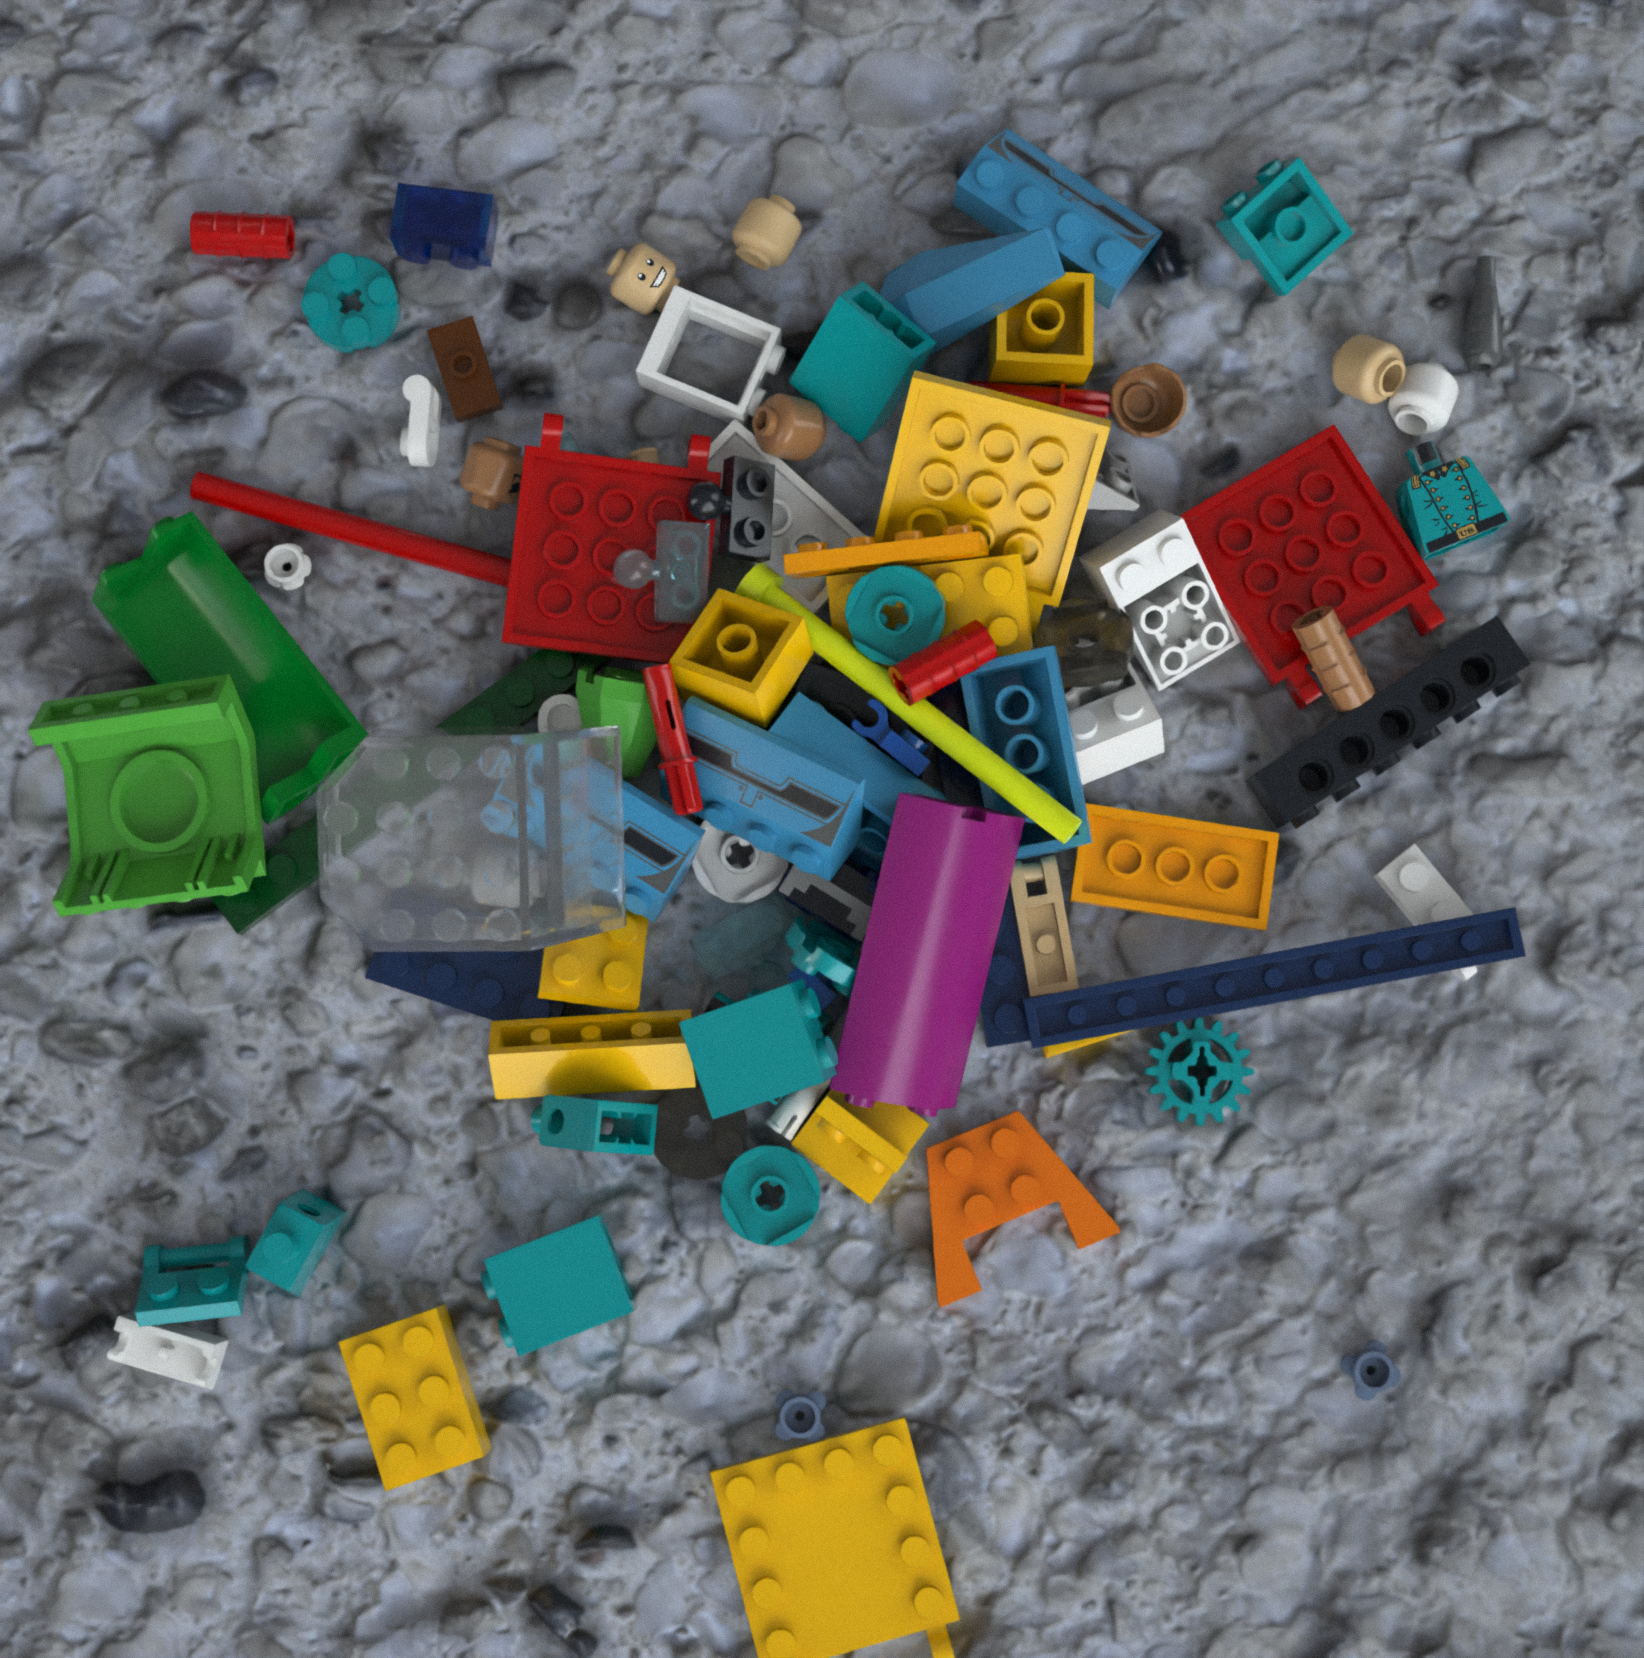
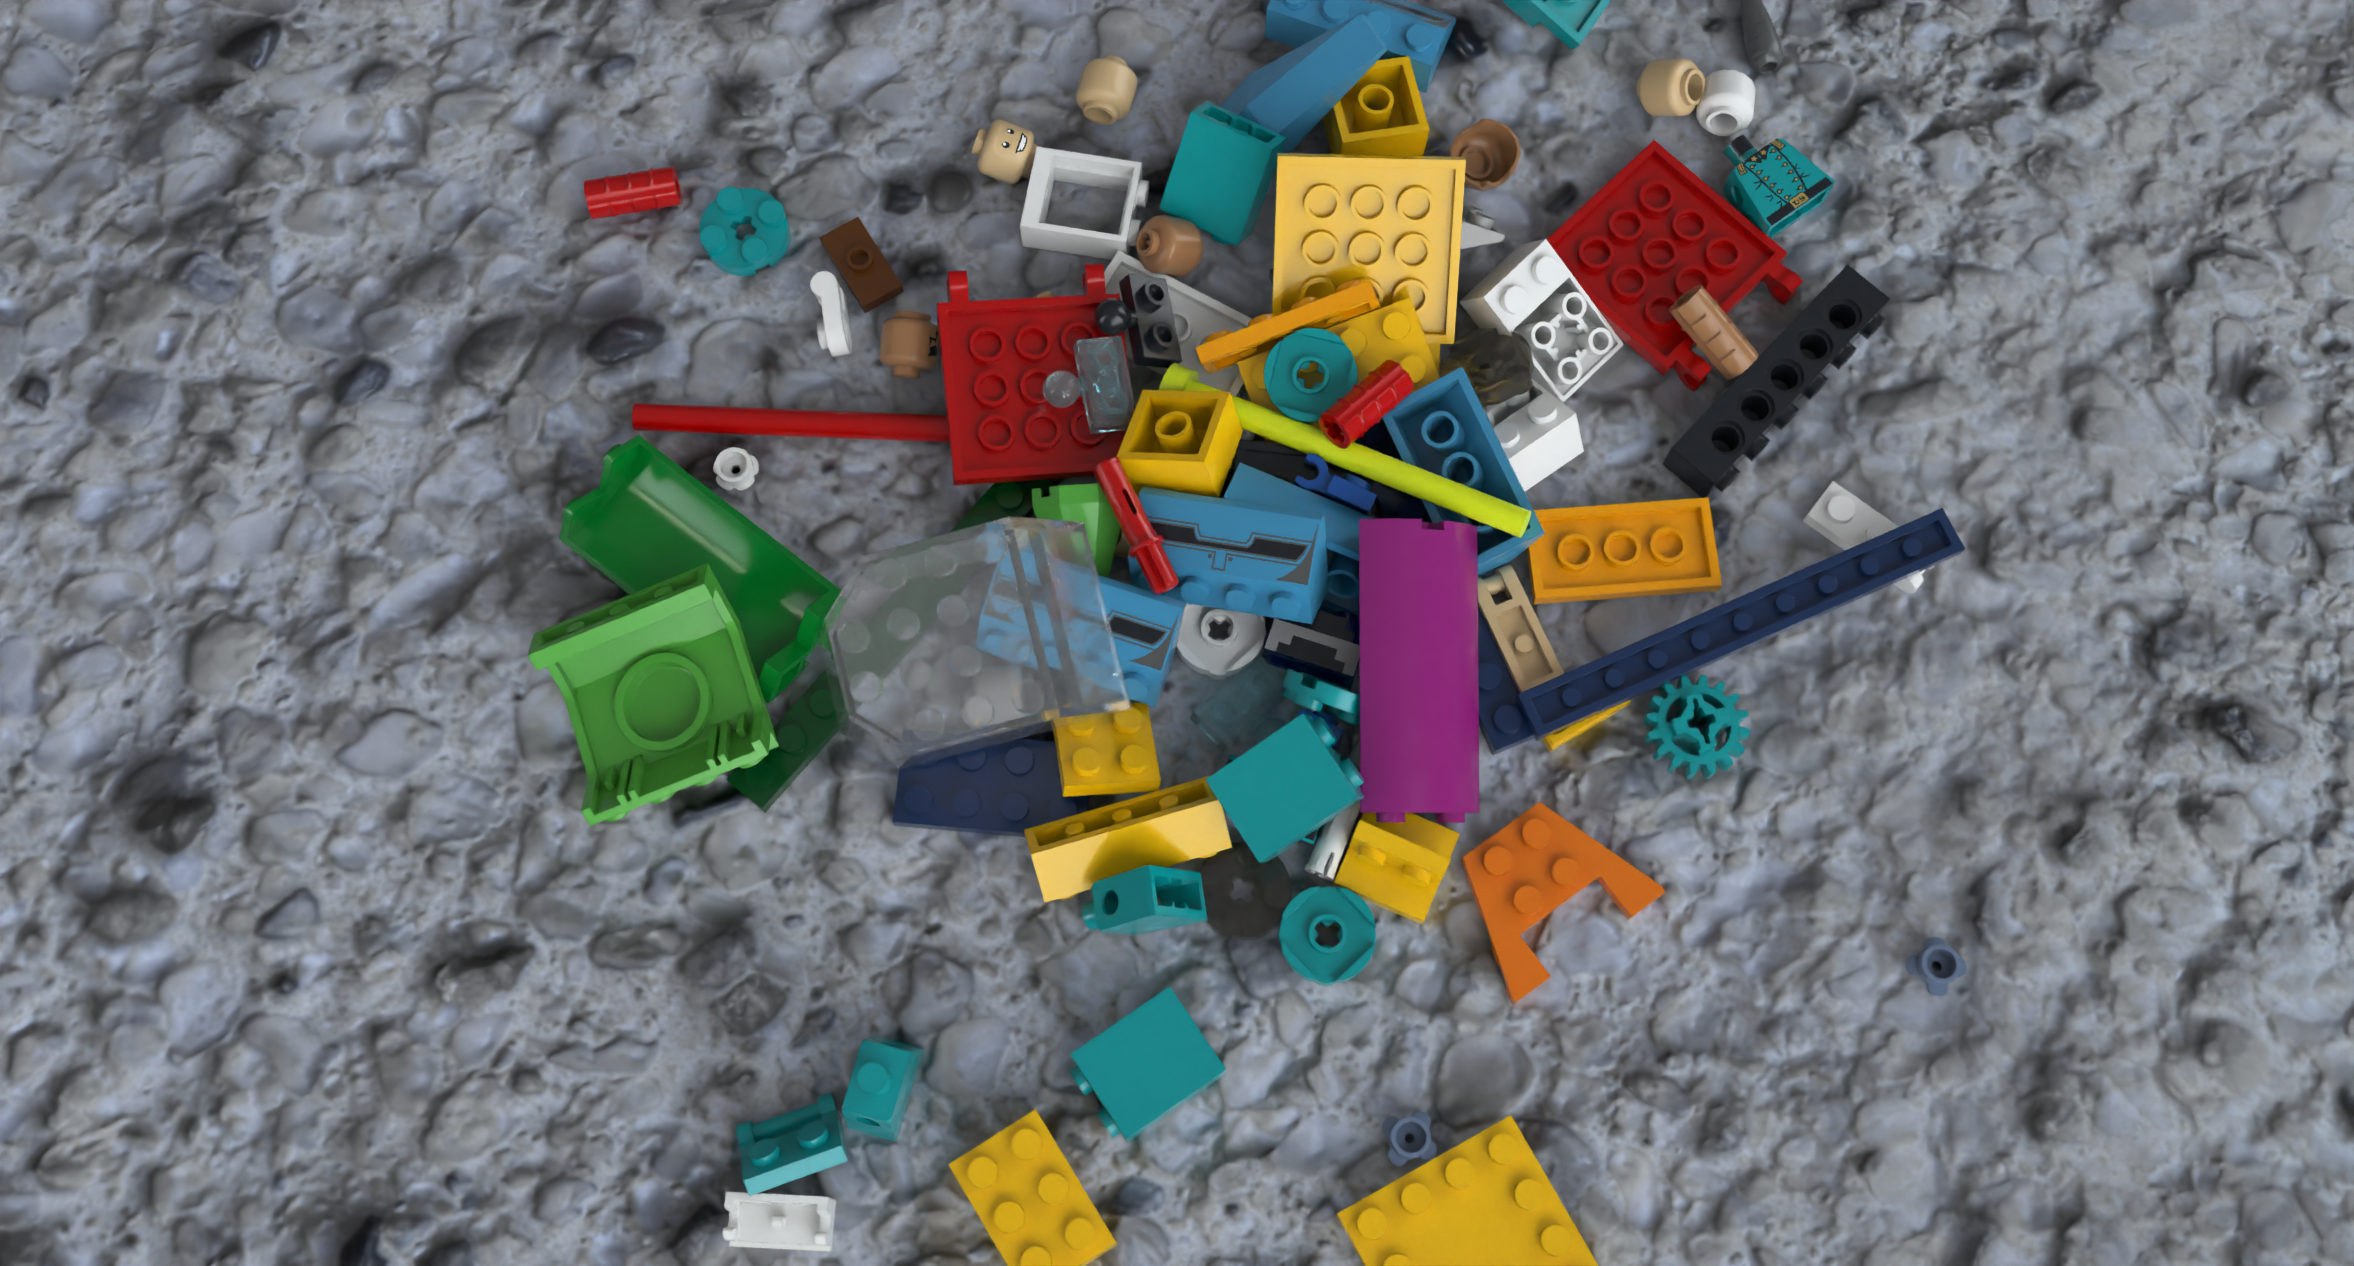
camera: 10 degrees left, 10 degrees down
(444, 226) = (815, 145): clear blue brick -> none

